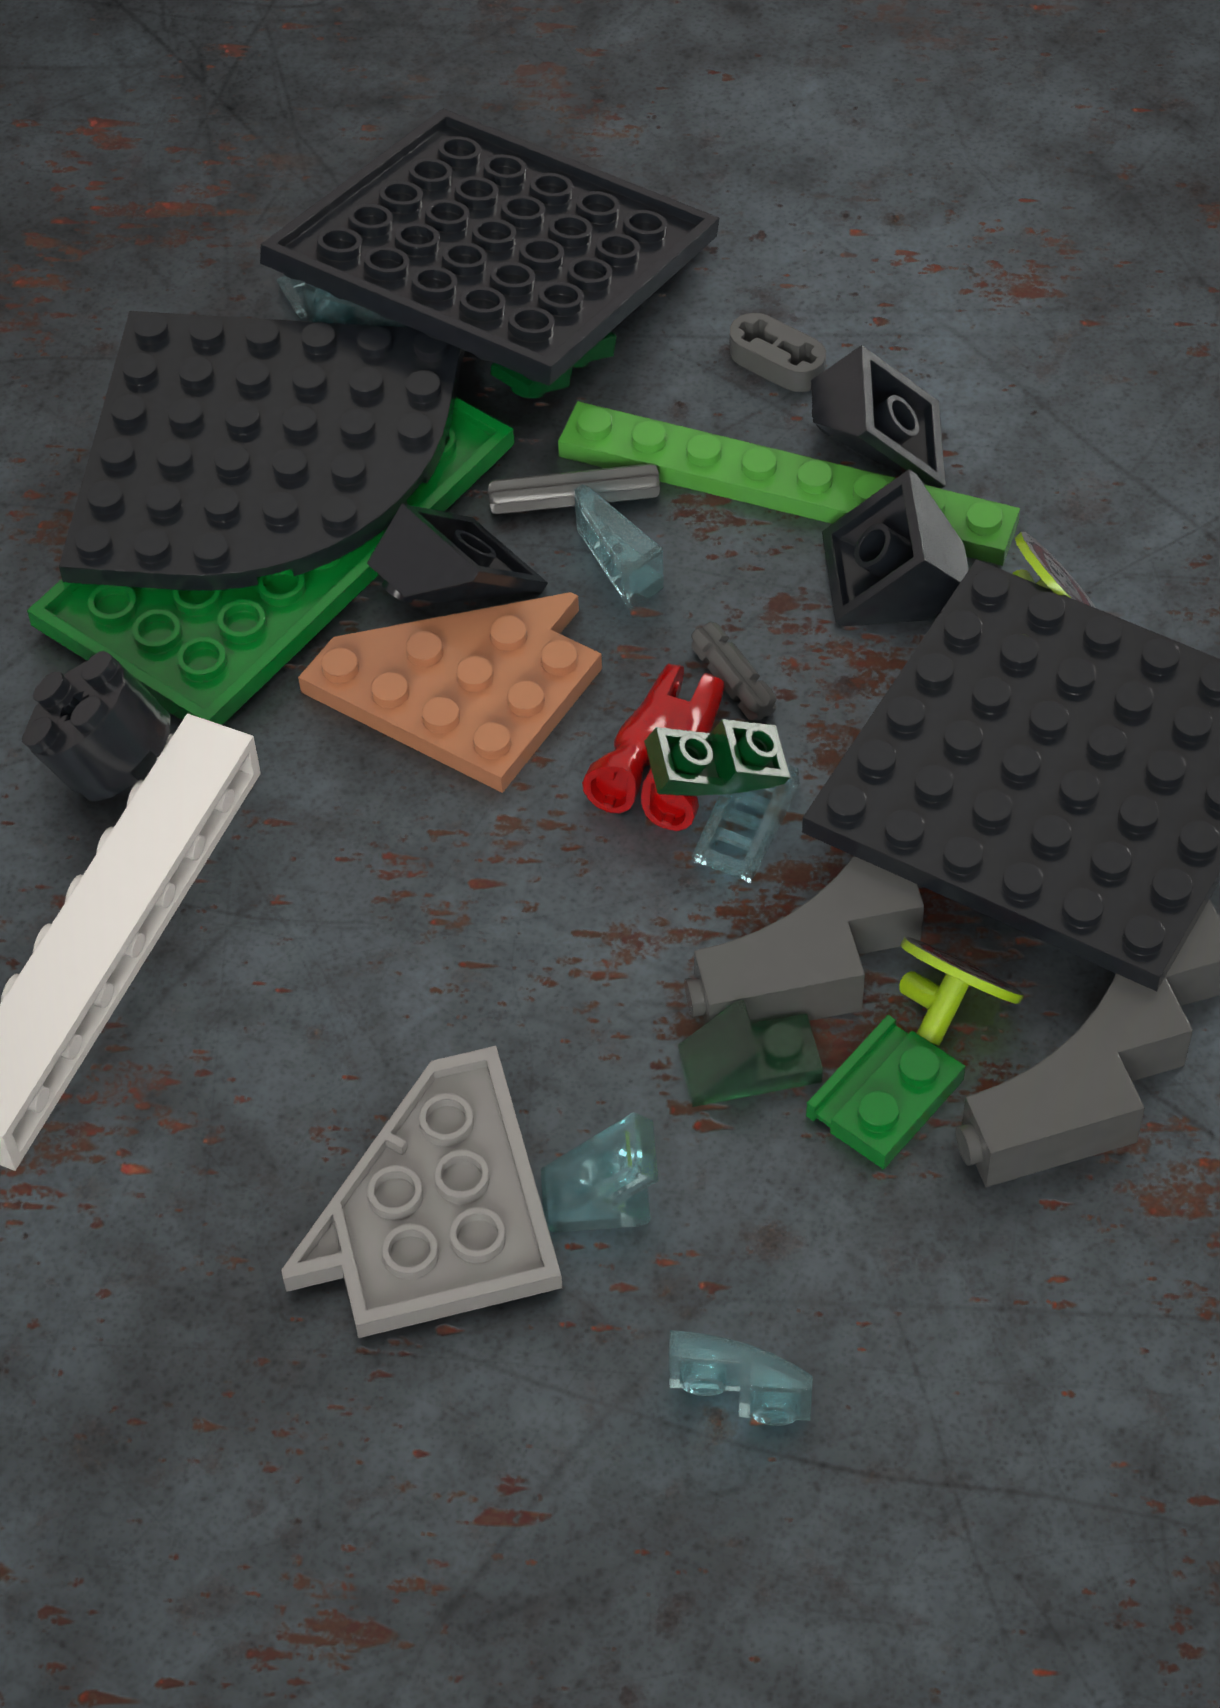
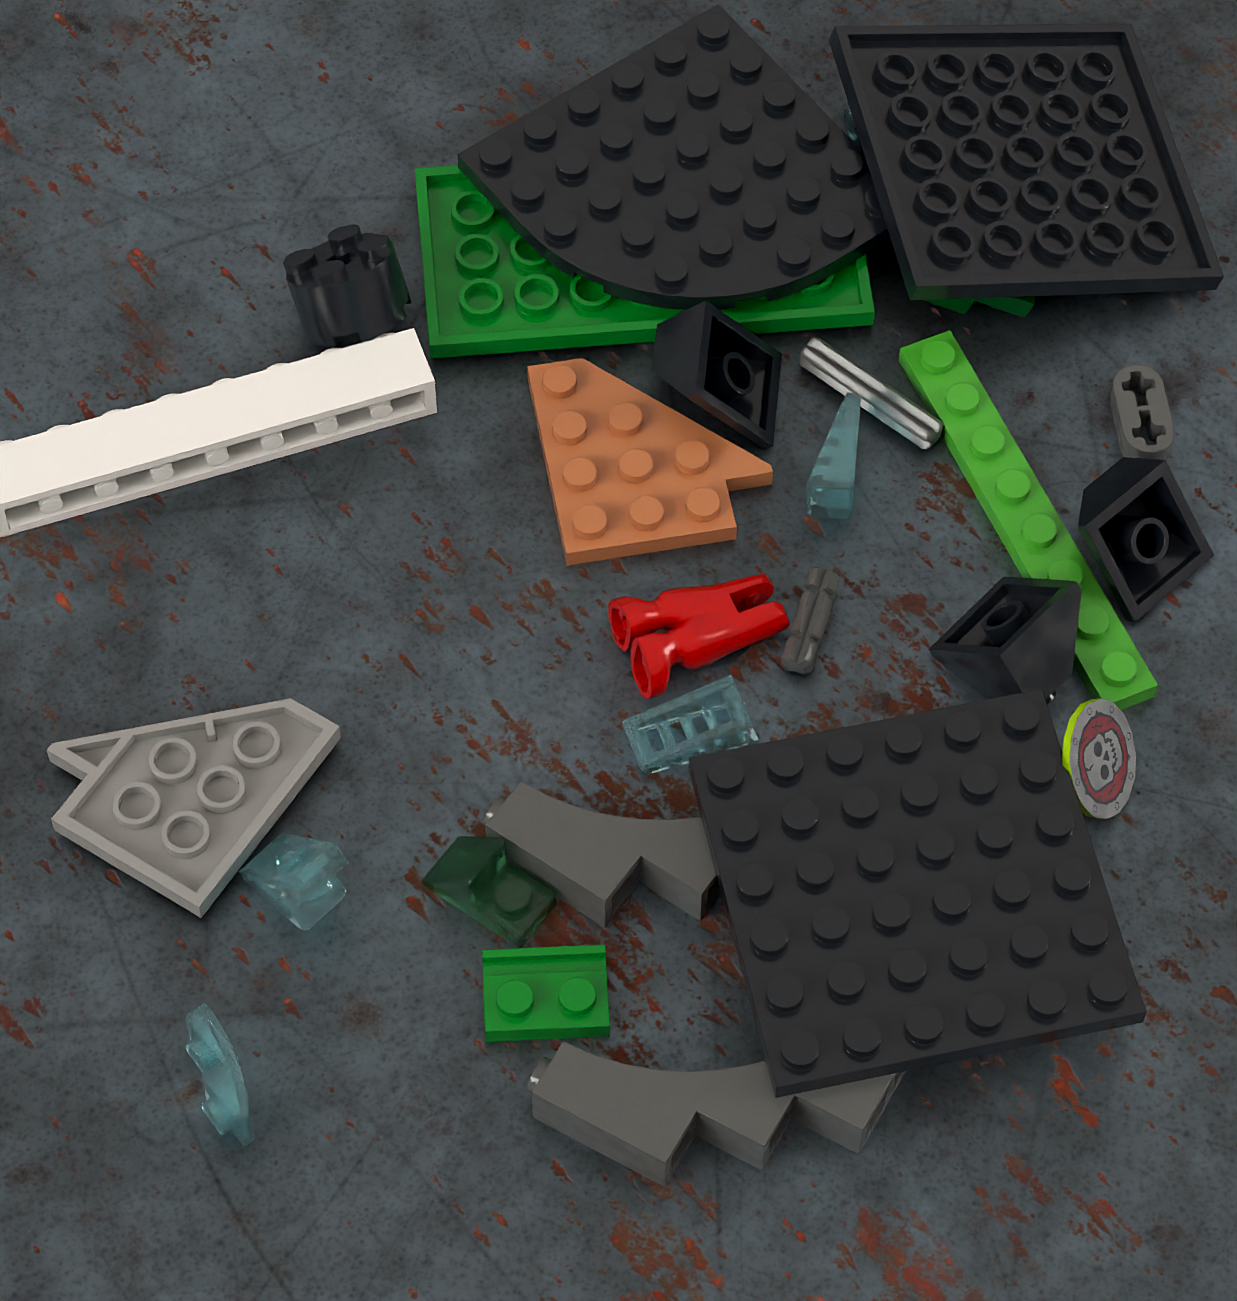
camera: 45 degrees right, 5 degrees up
(726, 761) = (694, 669): dark green slope -> none
(945, 999) = (670, 961): lime shield -> none

